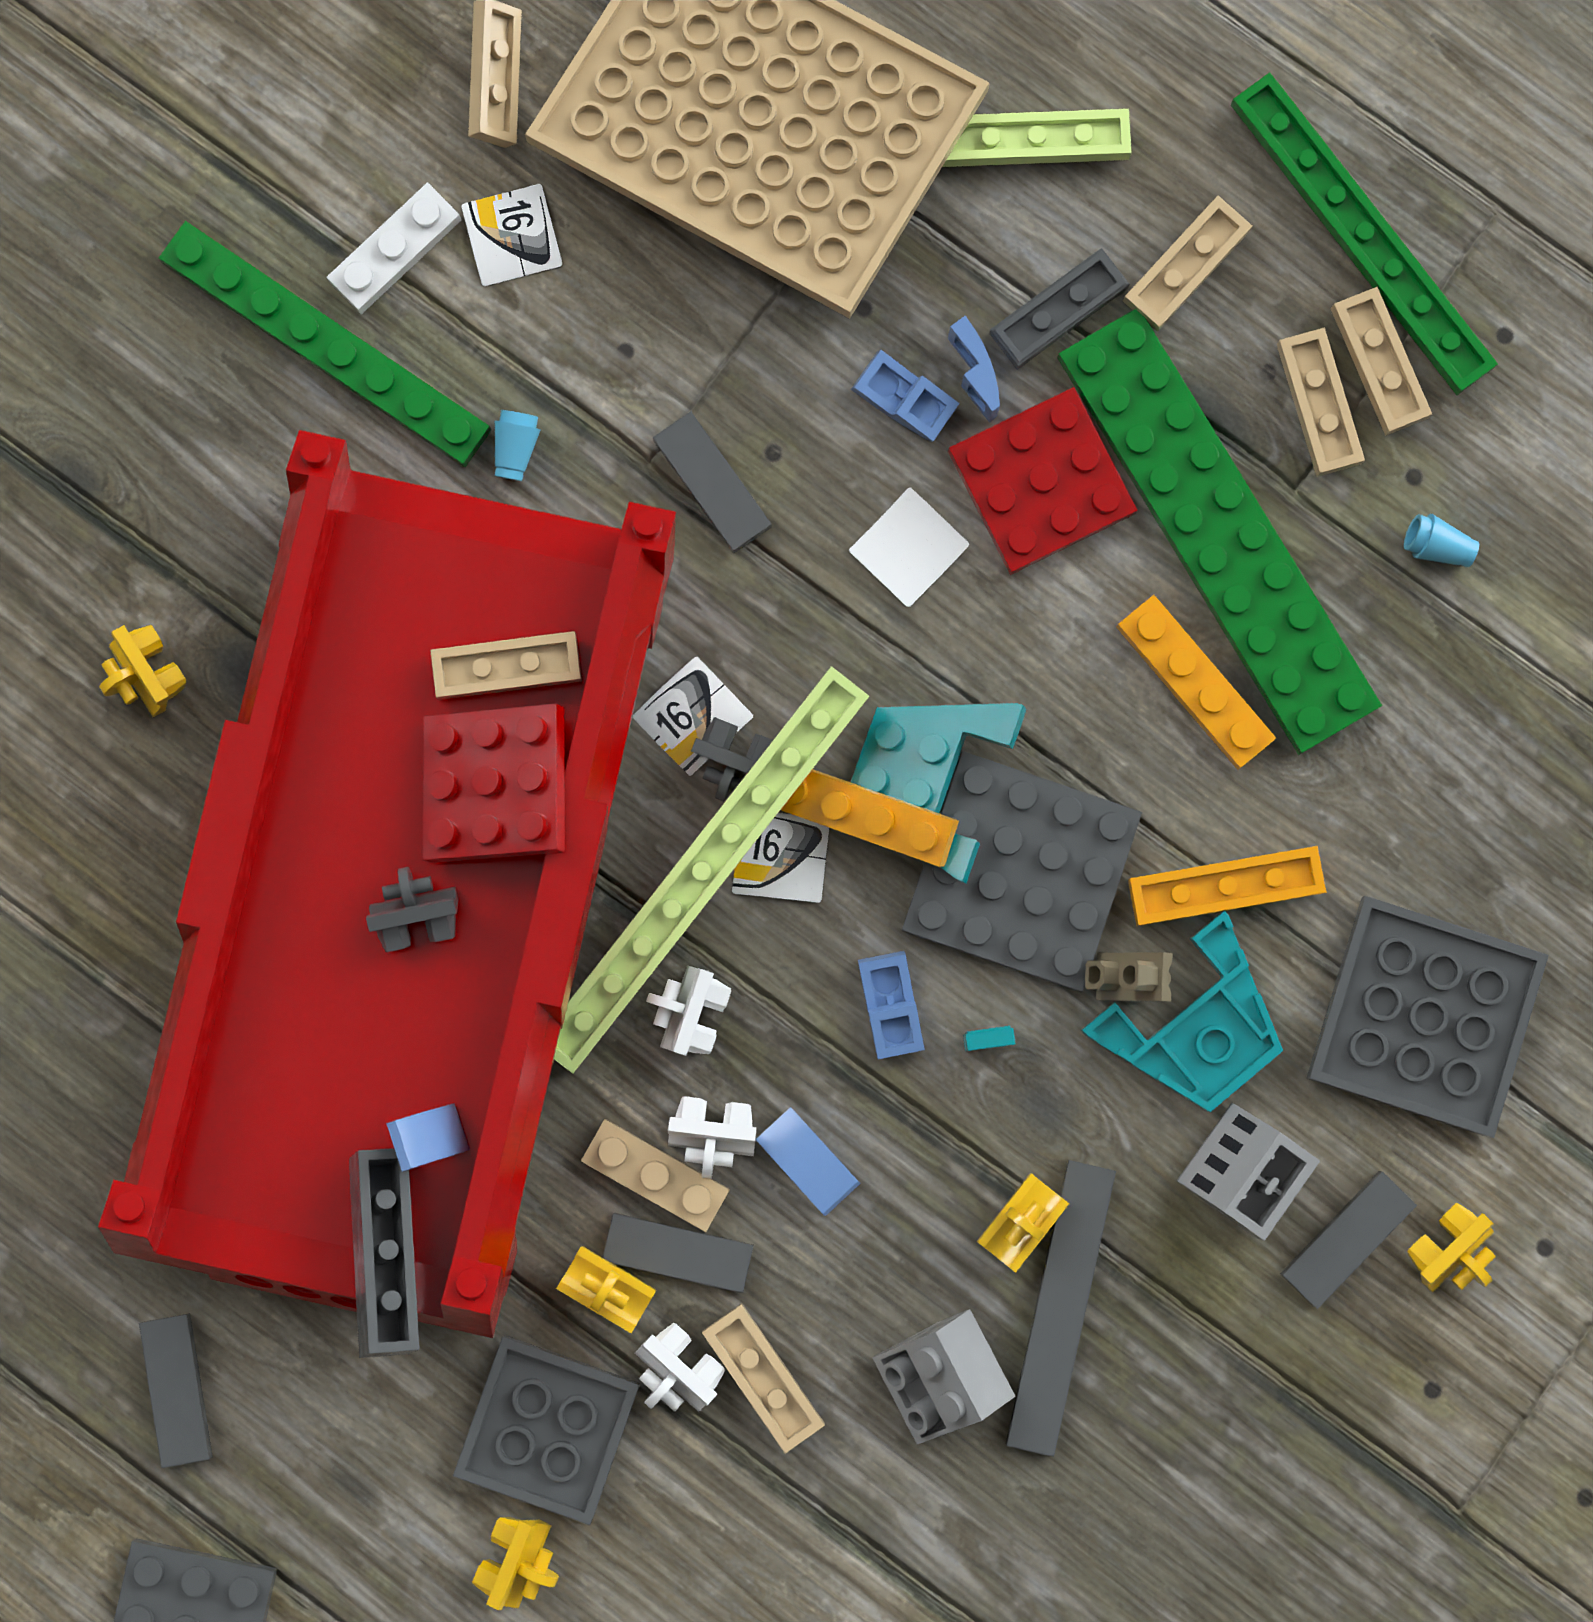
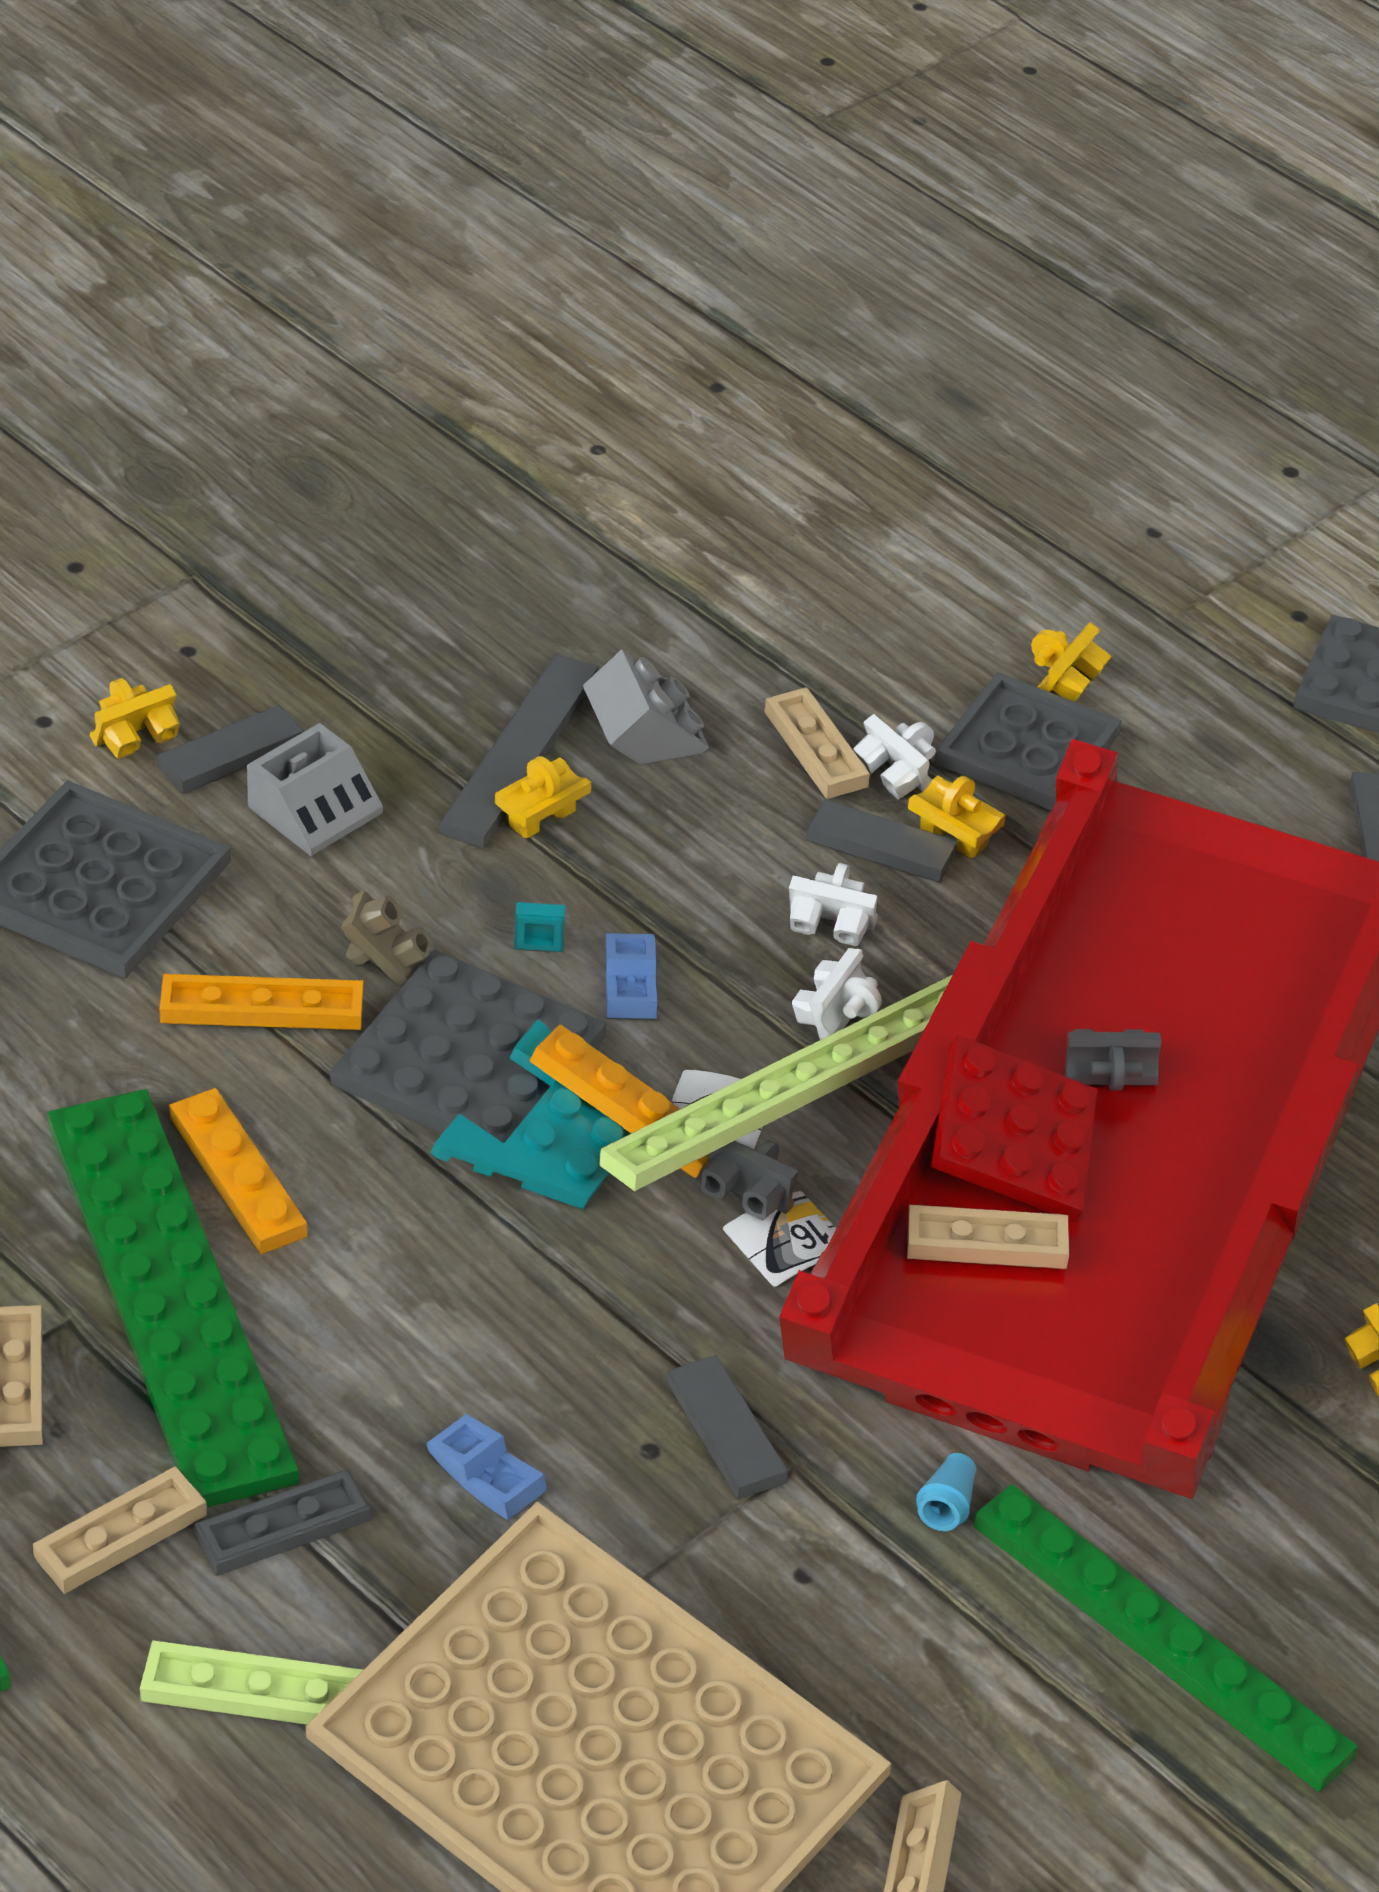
camera: 175 degrees left, 40 degrees down
(383, 1254) = (1168, 809): dark grey brick -> none
(394, 248) = (1067, 1716): white plate -> none
(427, 1137) = (1117, 873): medium blue slope -> none
(511, 235) = (922, 1714): sticker -> none
(655, 1175) = (902, 898): tan plate -> none
(807, 1161) = (743, 875): medium blue slope -> none
(909, 547) = (519, 1337): white sticker -> none
(980, 380) = (400, 1468): medium blue slope -> none
(1042, 480) = (351, 1367): red plate -> none
(1212, 1041) = (315, 894): teal wing -> none

